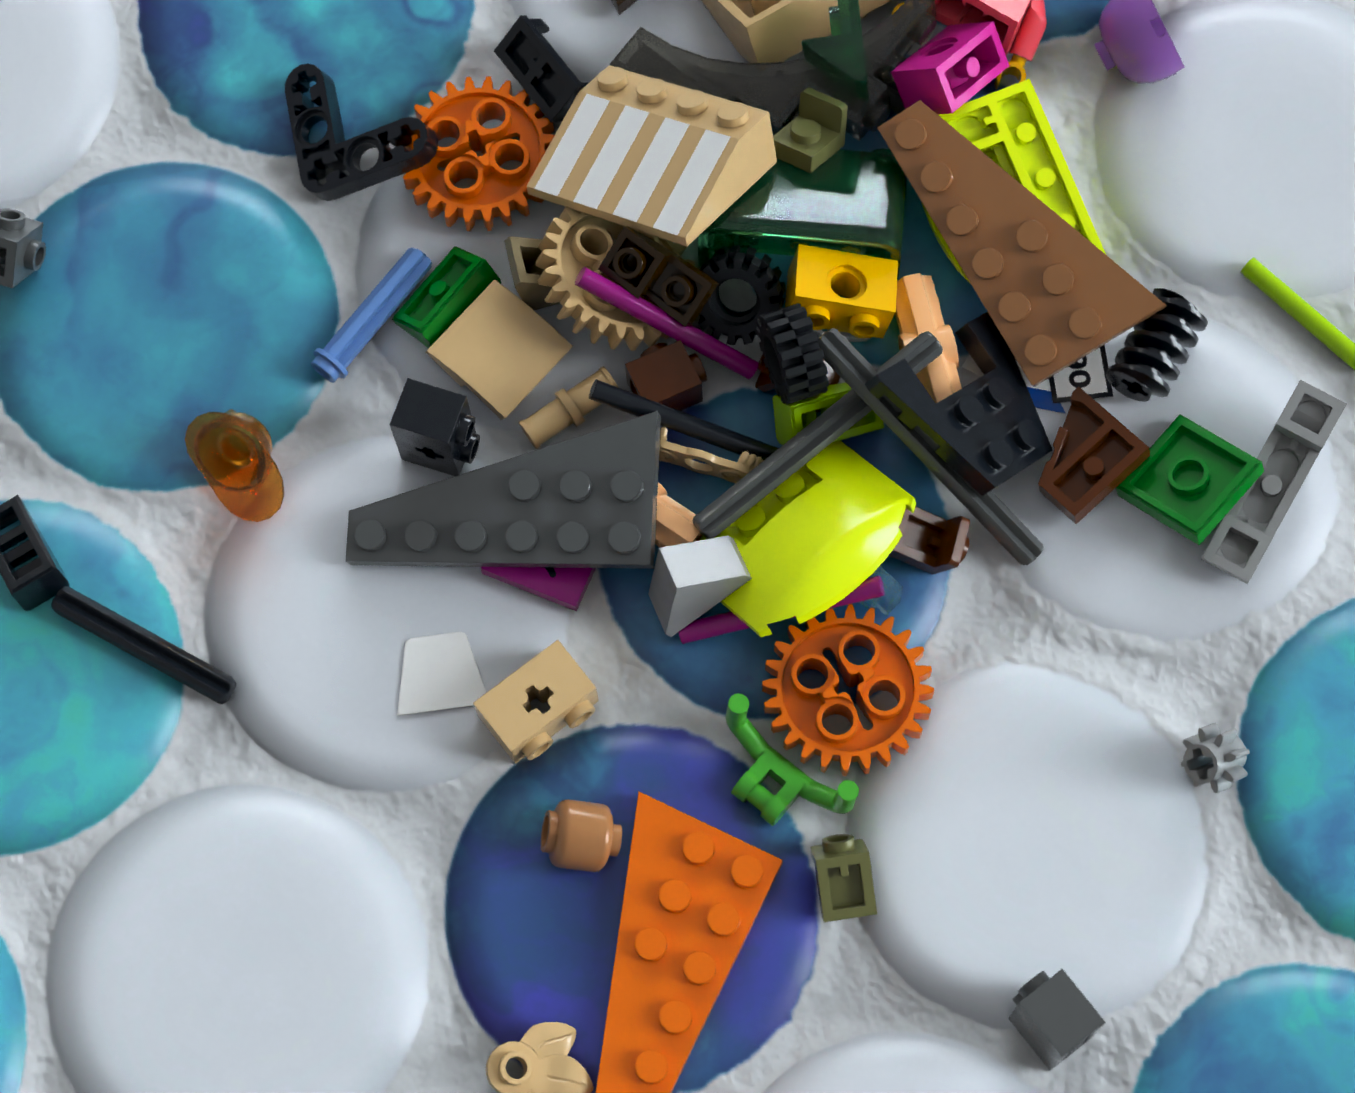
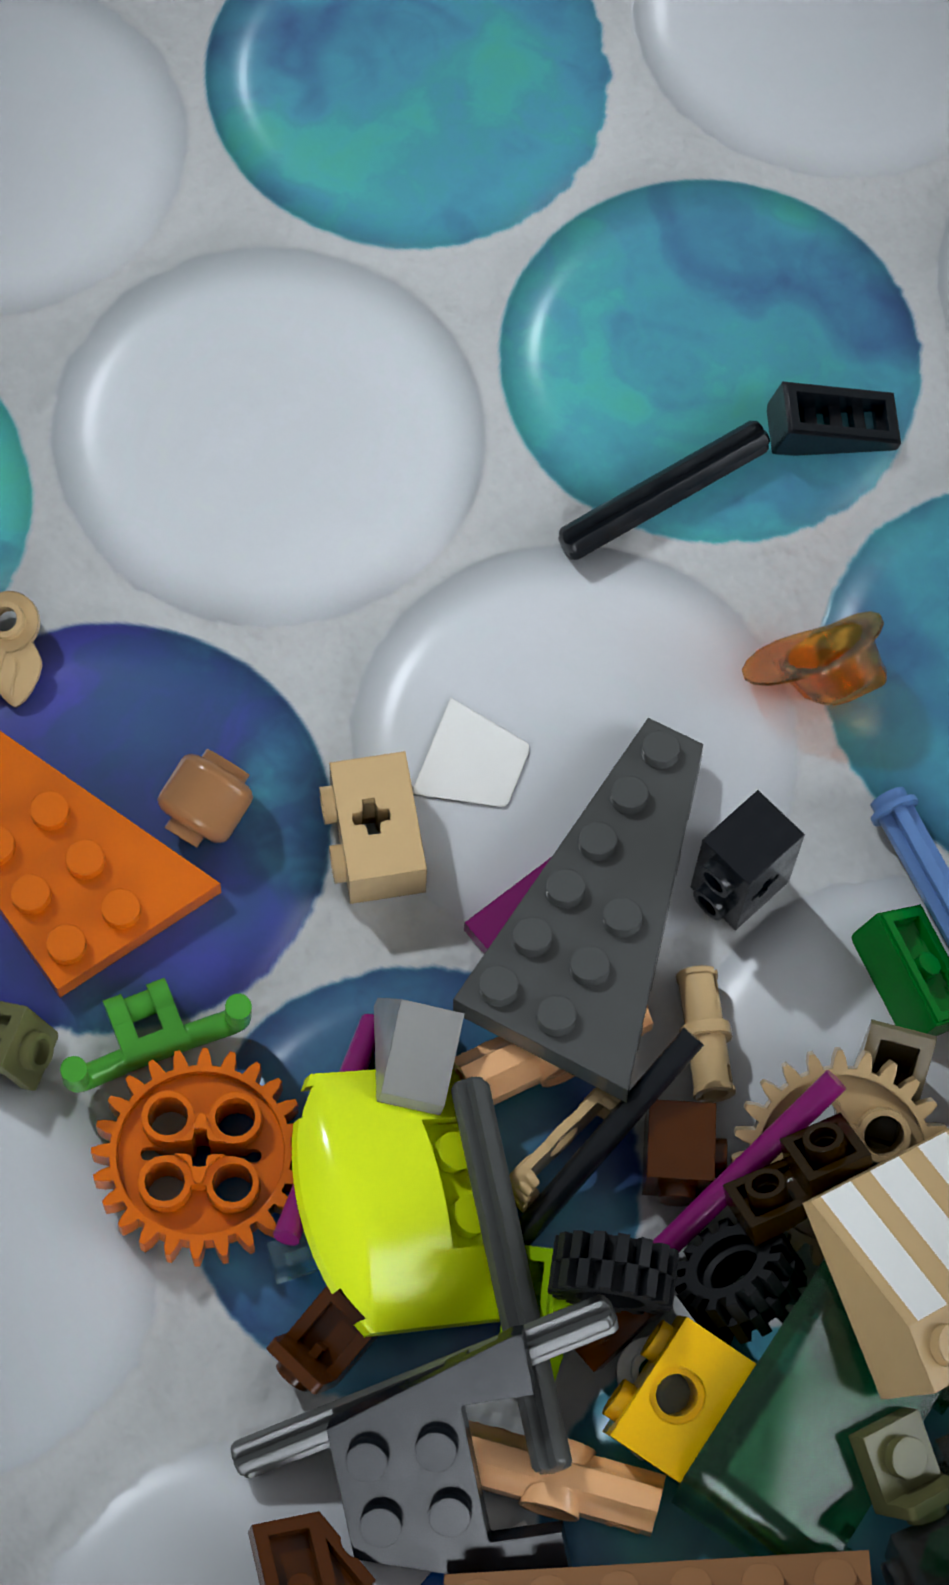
camera: 110 degrees right, 5 degrees down
(499, 349) = (816, 990): tan slope -> none

